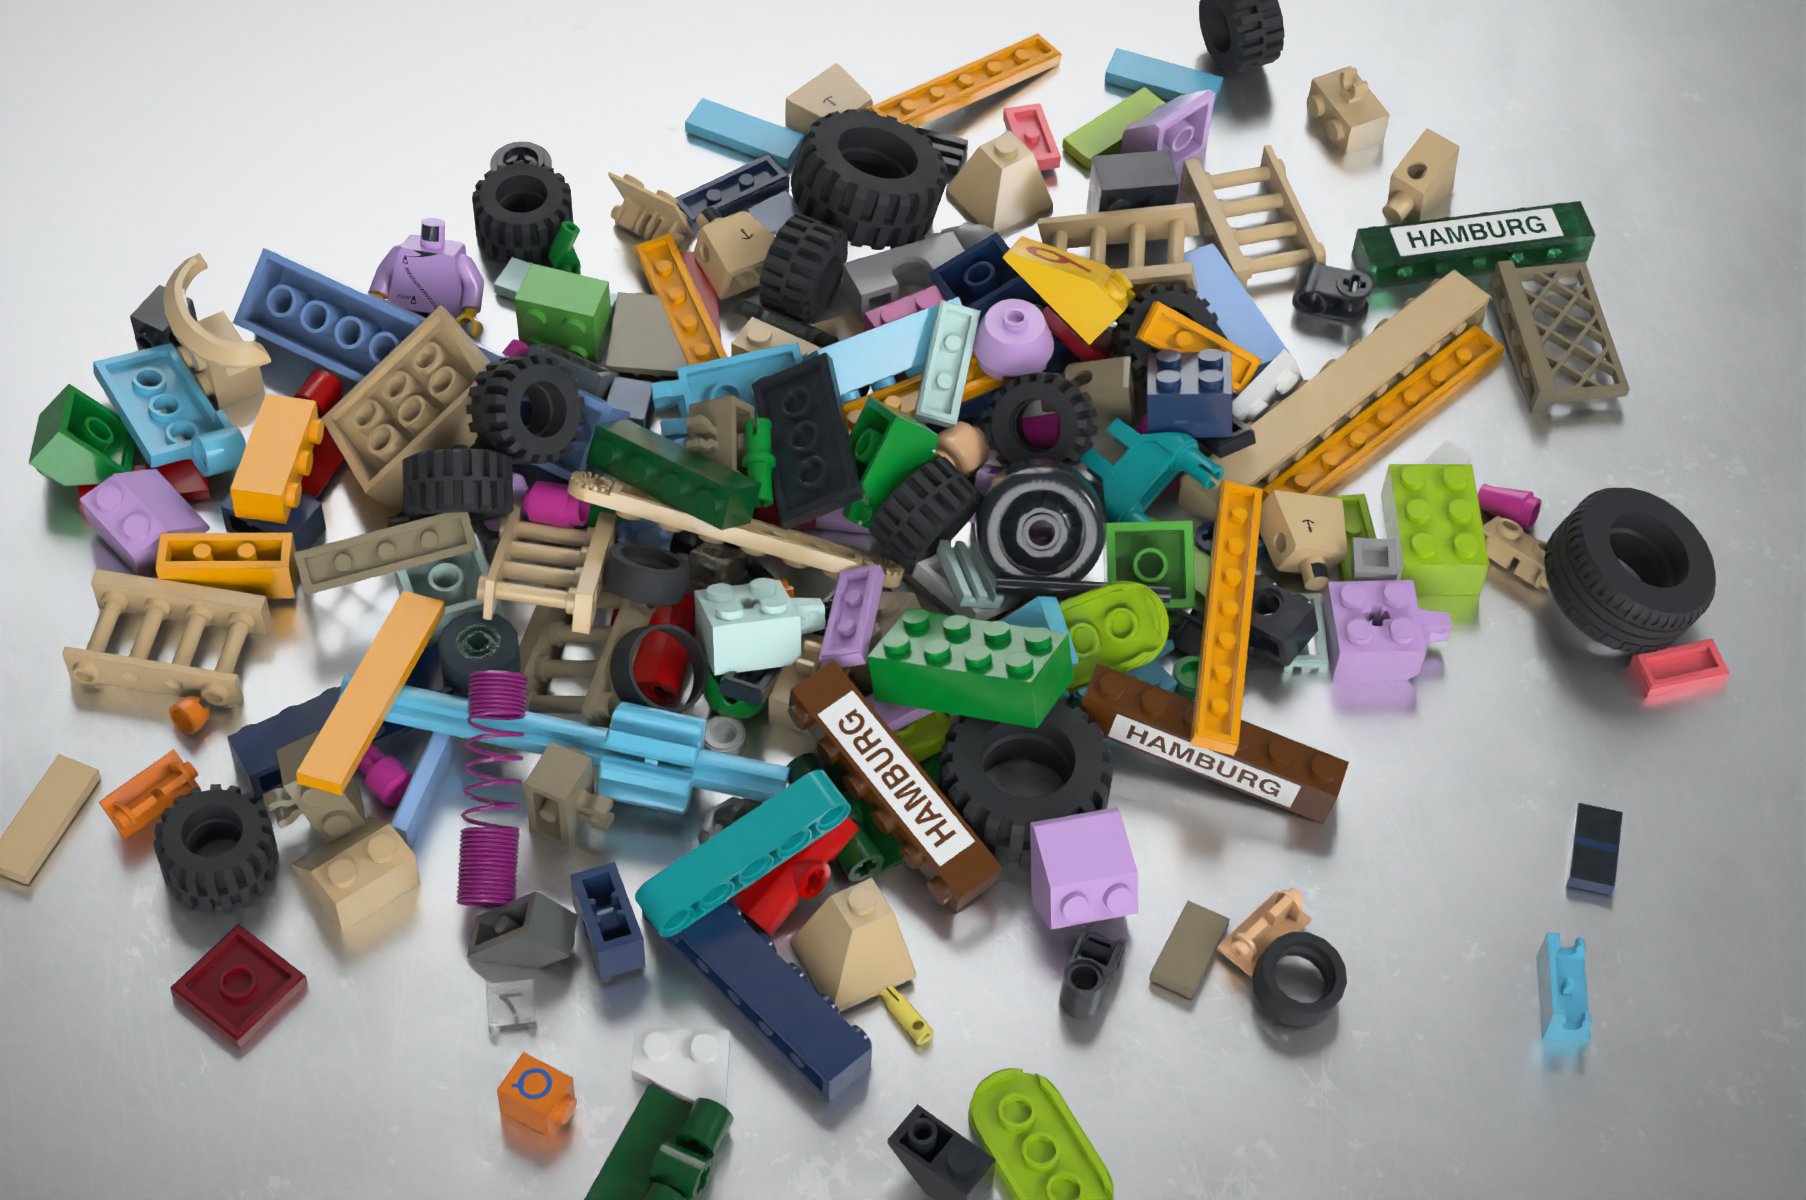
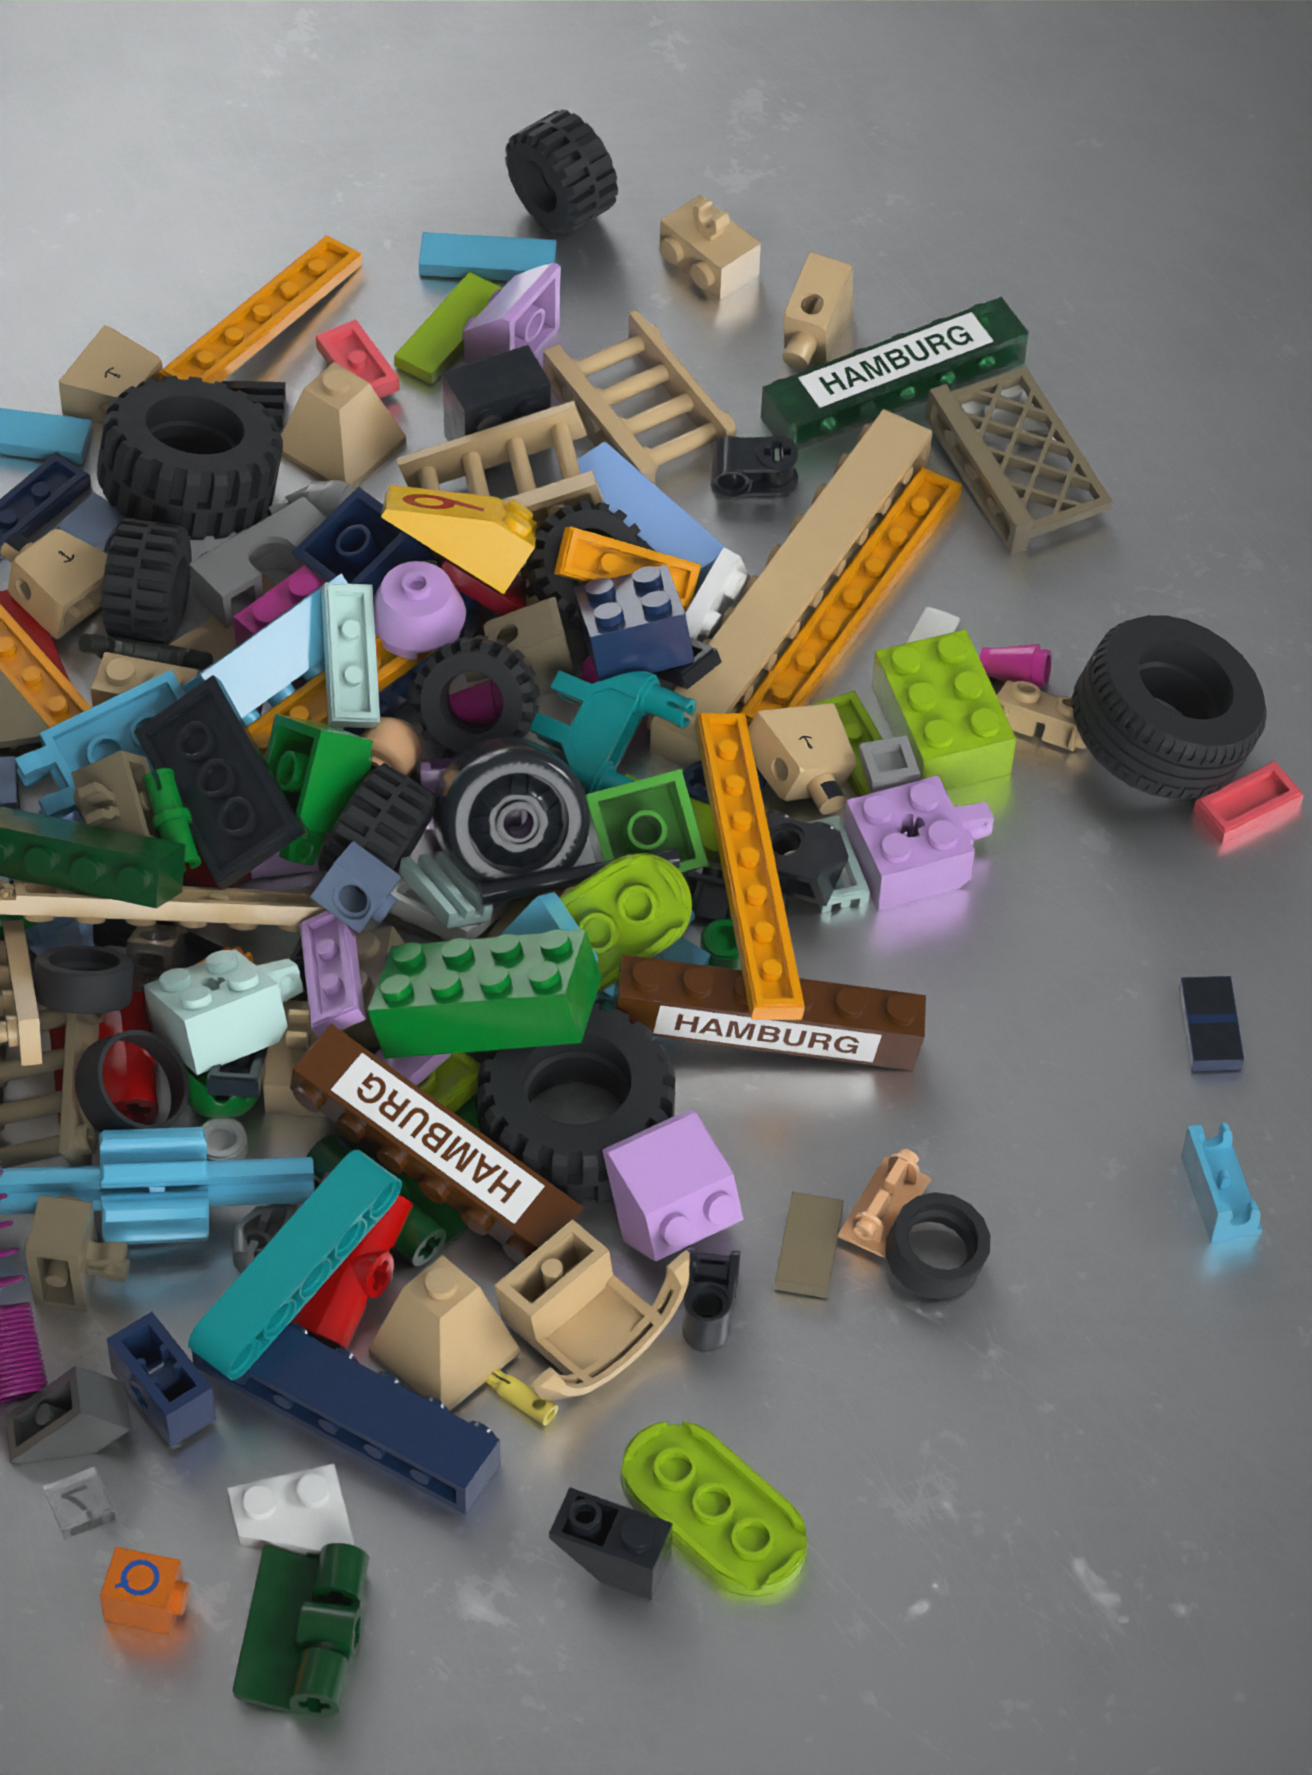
camera: 15 degrees left, 0 degrees up
(892, 554) = (345, 901): none -> sand blue brick
(976, 957) = (583, 1314): none -> tan piece

